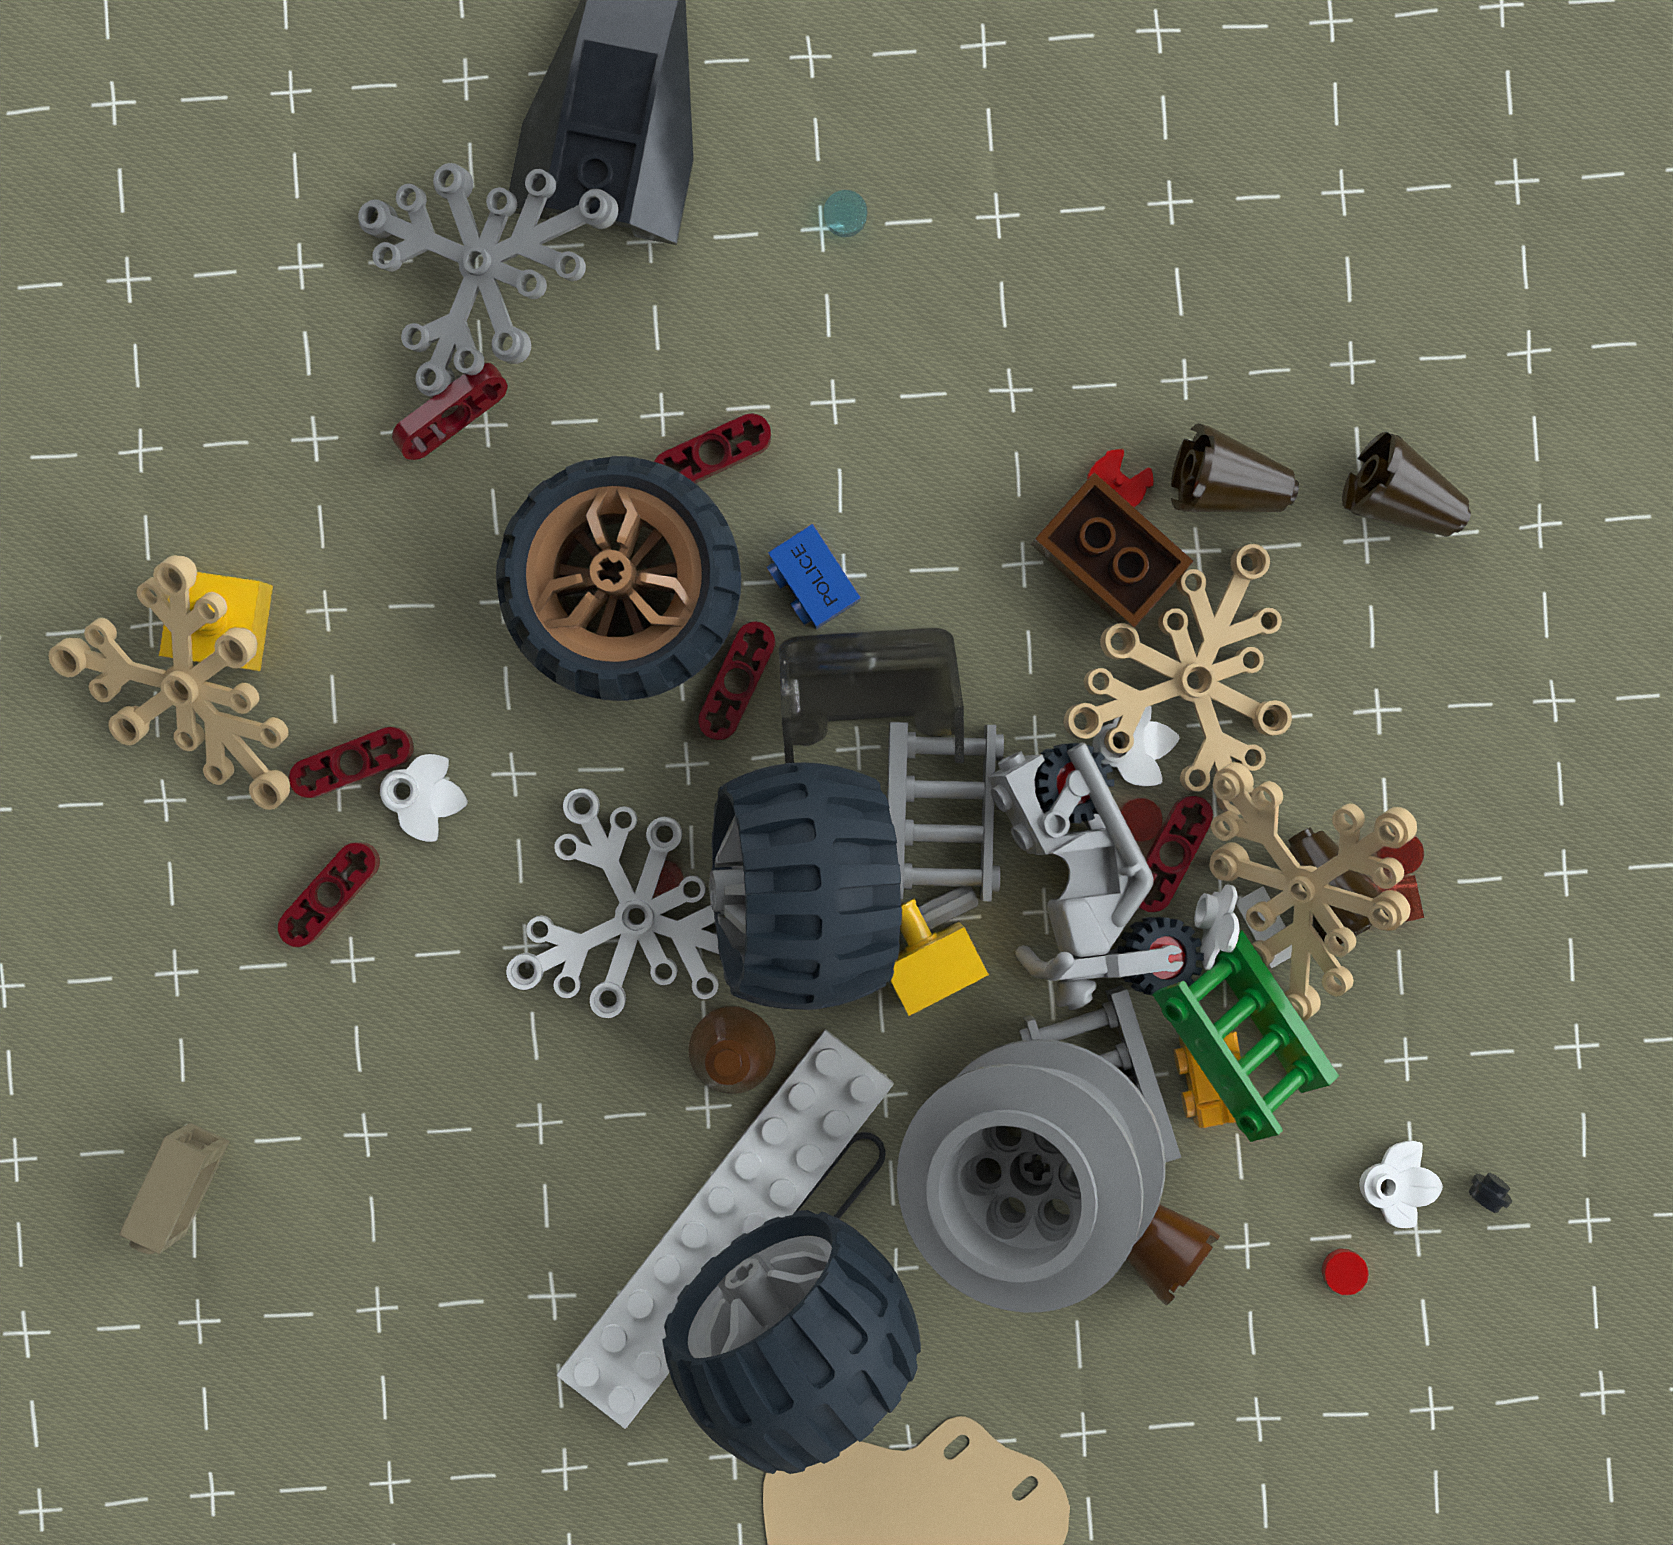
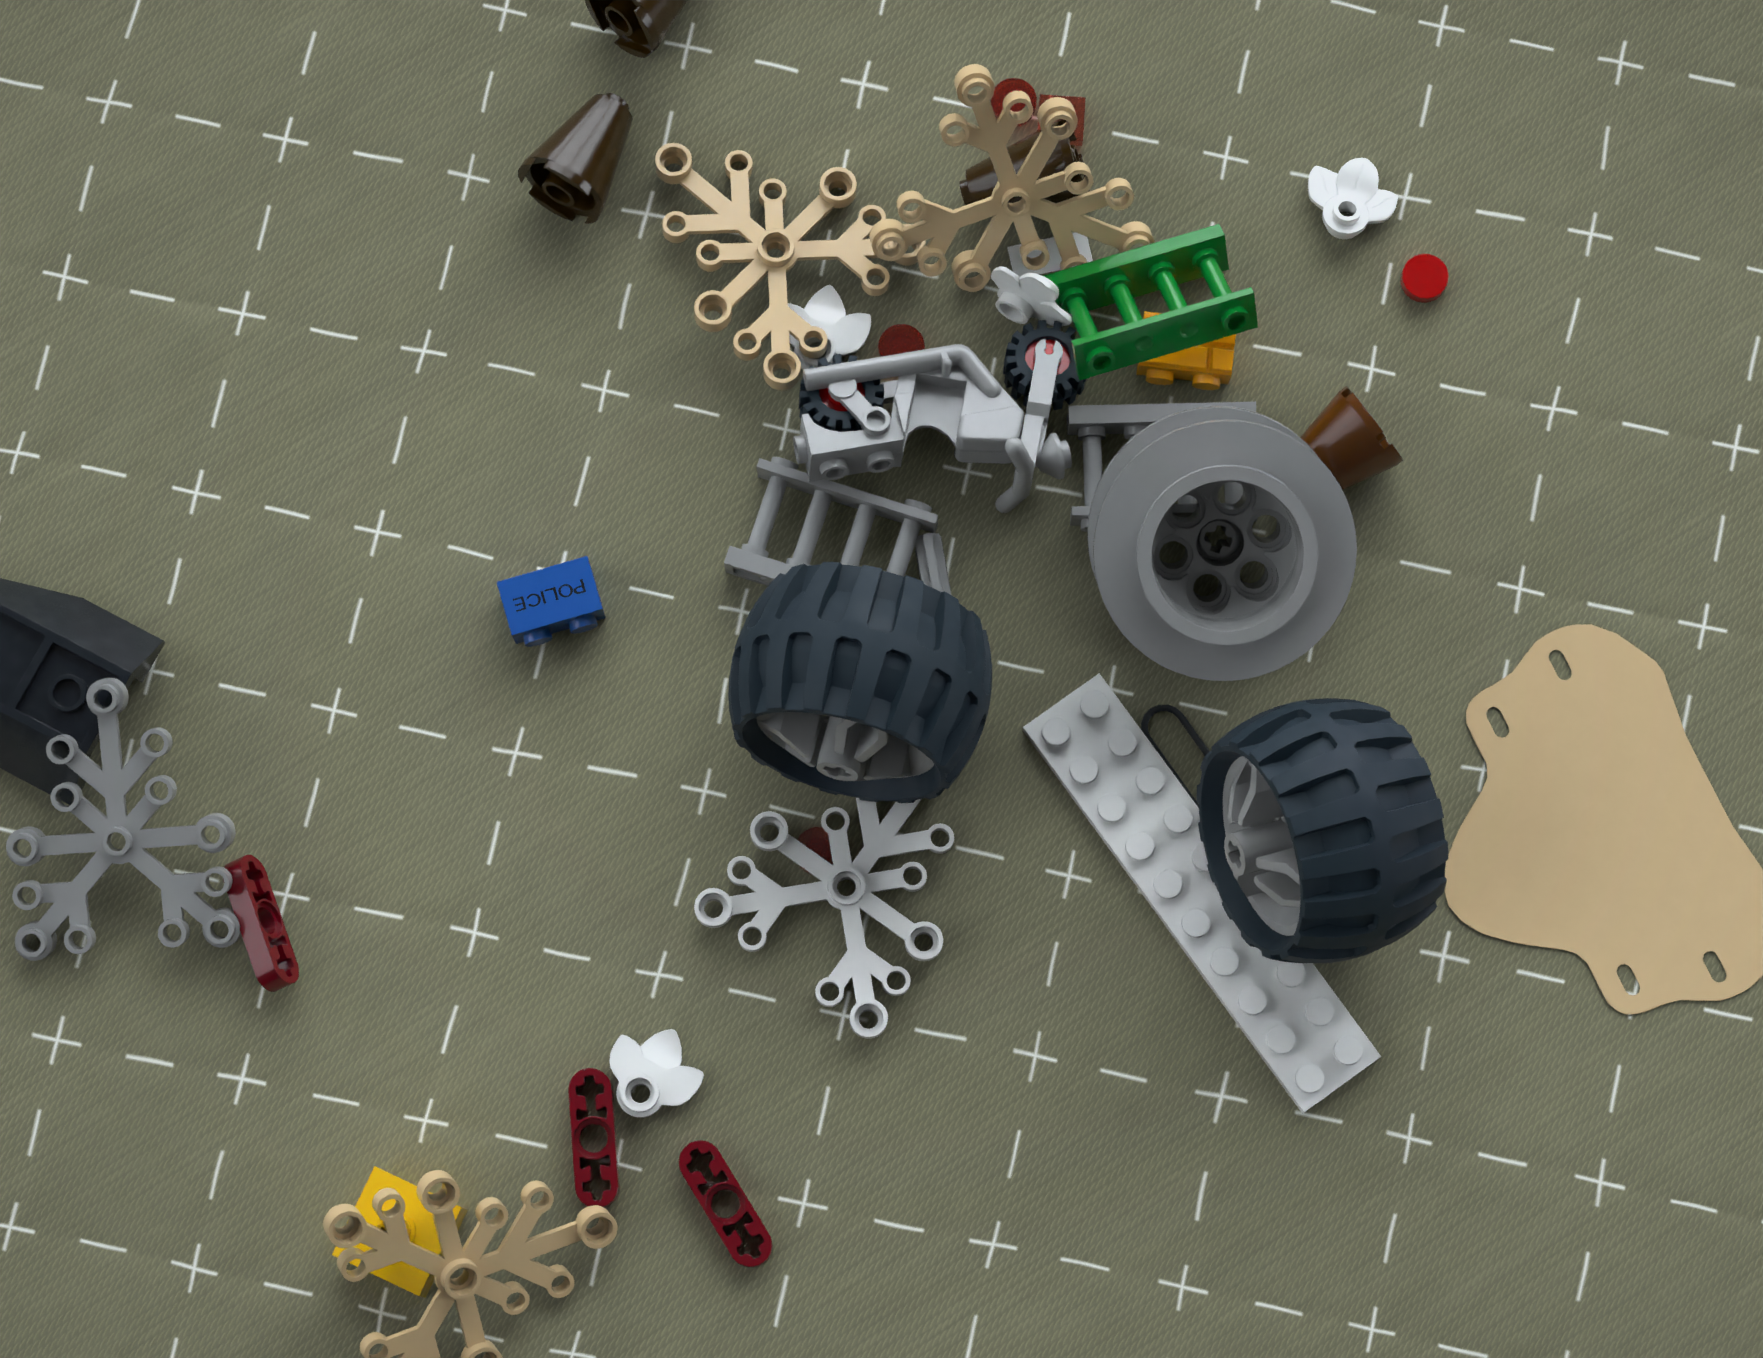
camera: 75 degrees left, 10 degrees down
(536, 578) = (513, 700): wheel -> none
(732, 1050) = (1015, 830): reddish brown cone -> none
(737, 428) = (373, 636): dark red beam -> none
(761, 656) = (616, 680): dark red beam -> none
(845, 213) = (189, 462): clear light blue tile -> none
(870, 679) = (675, 571): clear smoke windscreen -> none
(933, 962) = (989, 586): yellow brick -> none
(1111, 552) = (619, 294): reddish brown brick -> none
(1130, 489) = (564, 263): red piece -> none
(1198, 830) = (913, 311): dark red beam -> none
(1490, 1192) = (1382, 111): black plate -> none

